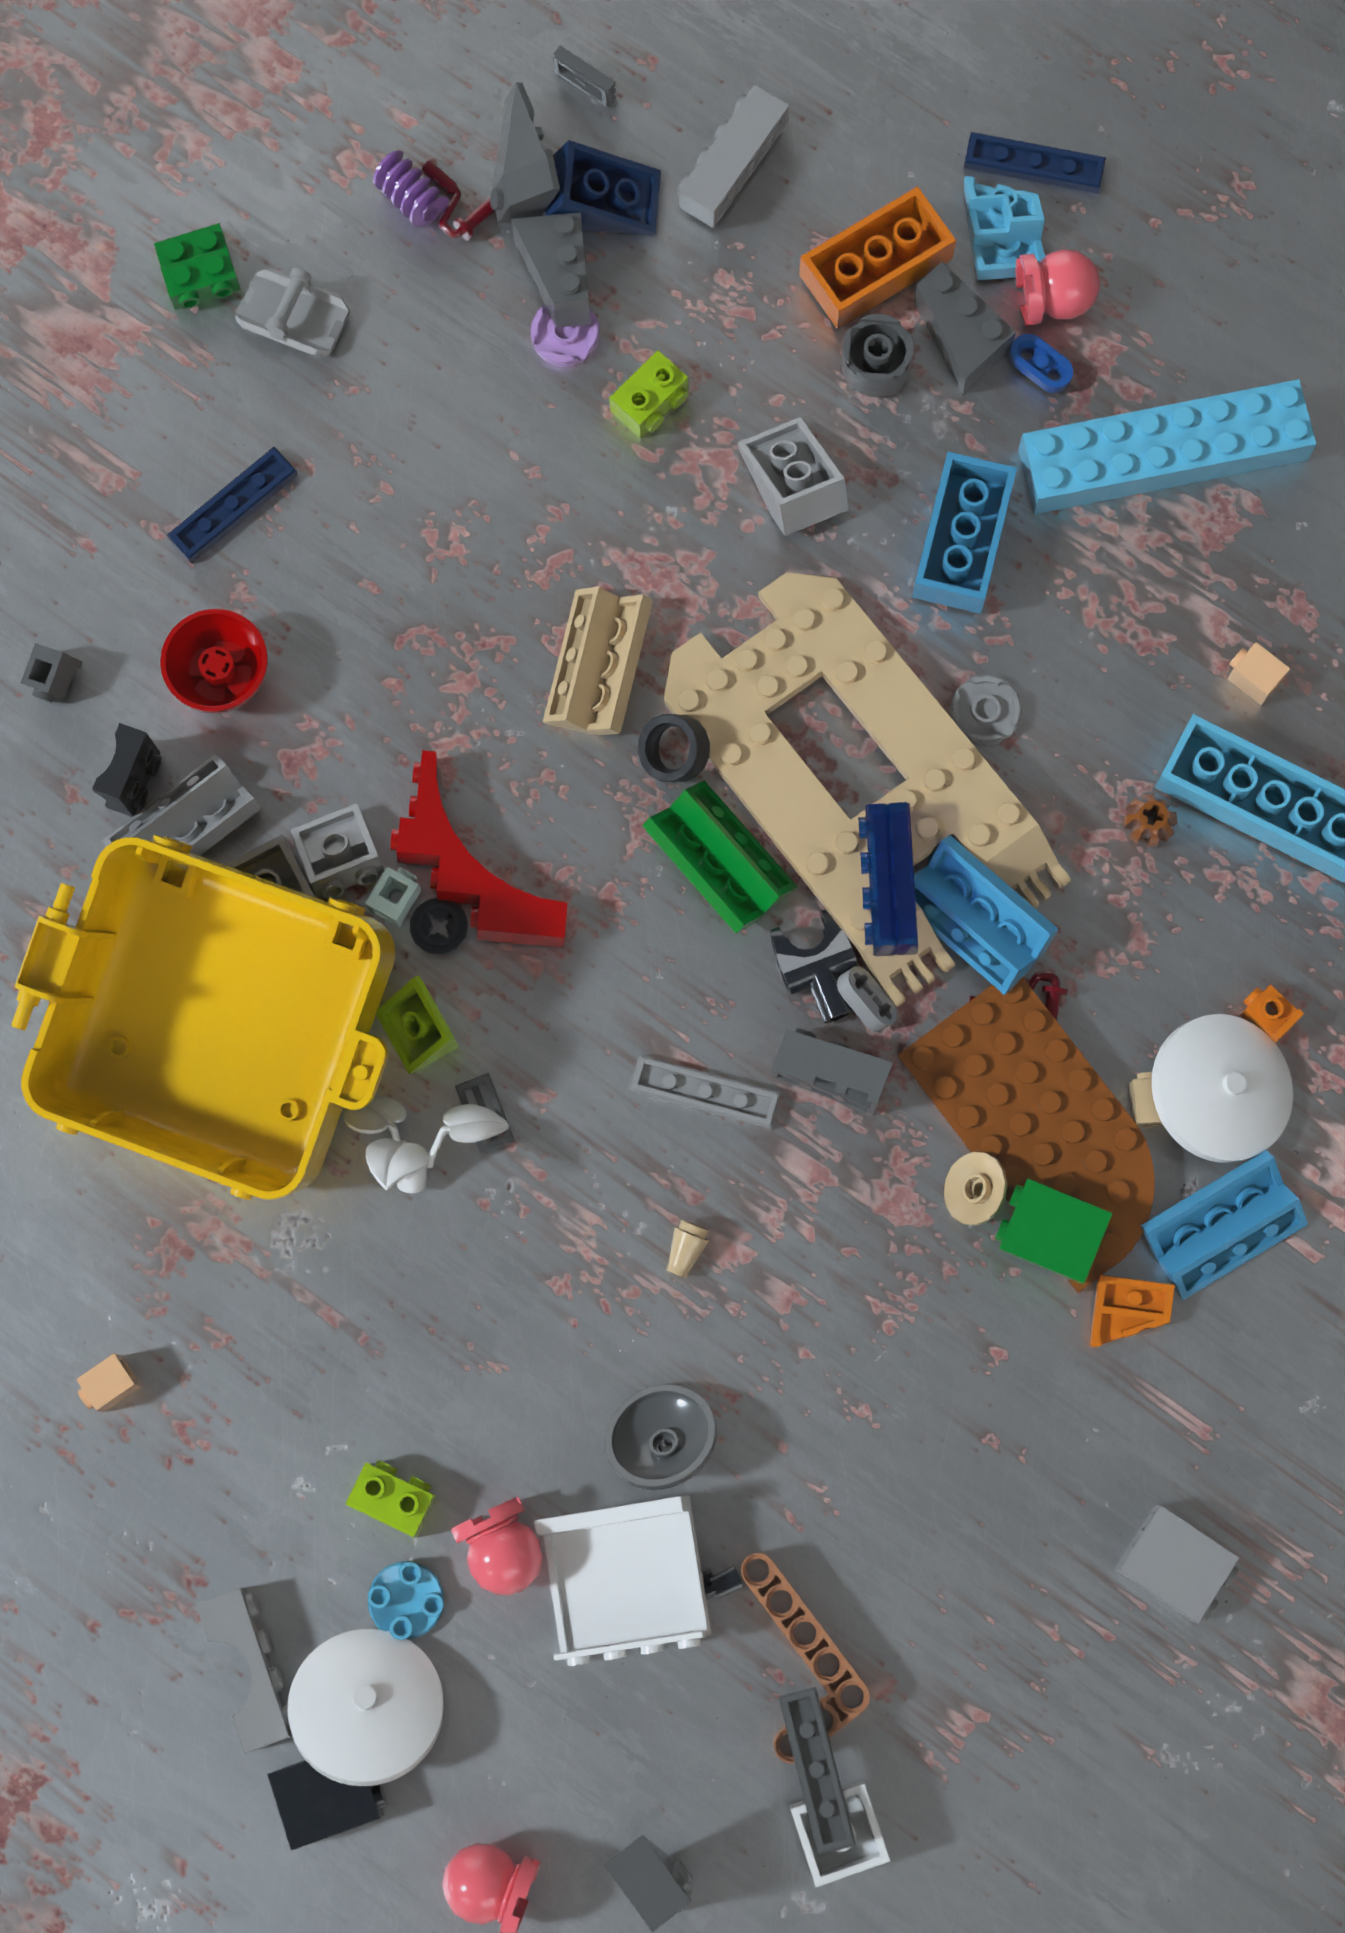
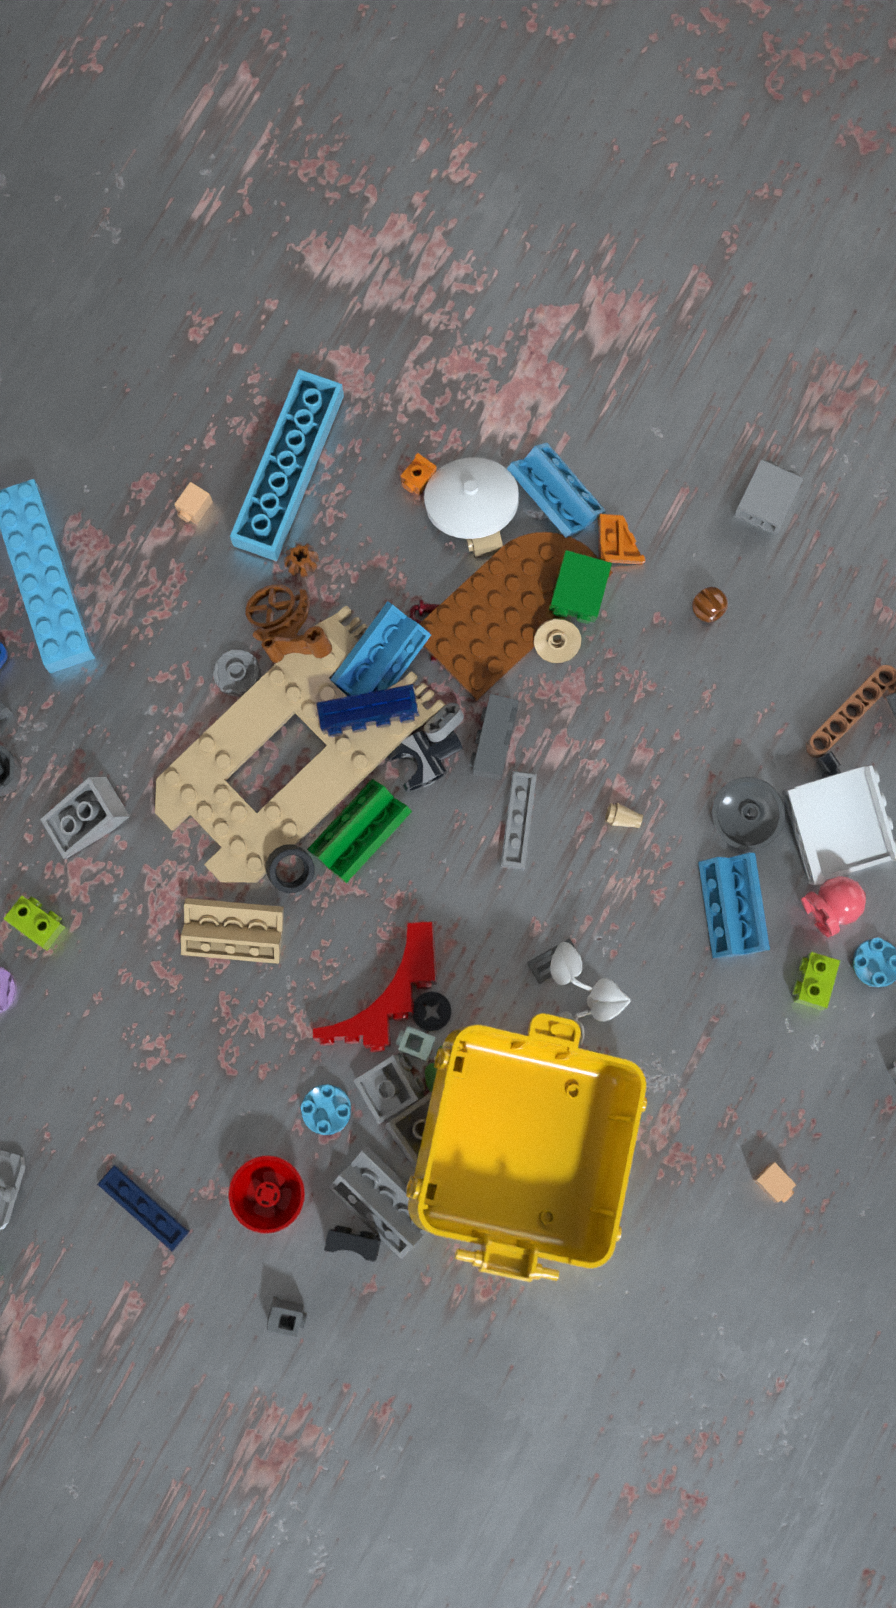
camera: 100 degrees left, 0 degrees up
(323, 761) = (326, 1109): none -> medium azure dish
(416, 1026) = (504, 1011): lime slope -> none
(525, 1394) = (734, 905): none -> dark azure slope
(964, 532) = (116, 697): dark azure brick -> none
(1005, 1436) = (710, 604): none -> dark orange piece
(1026, 771) = (280, 635): none -> dark orange piece

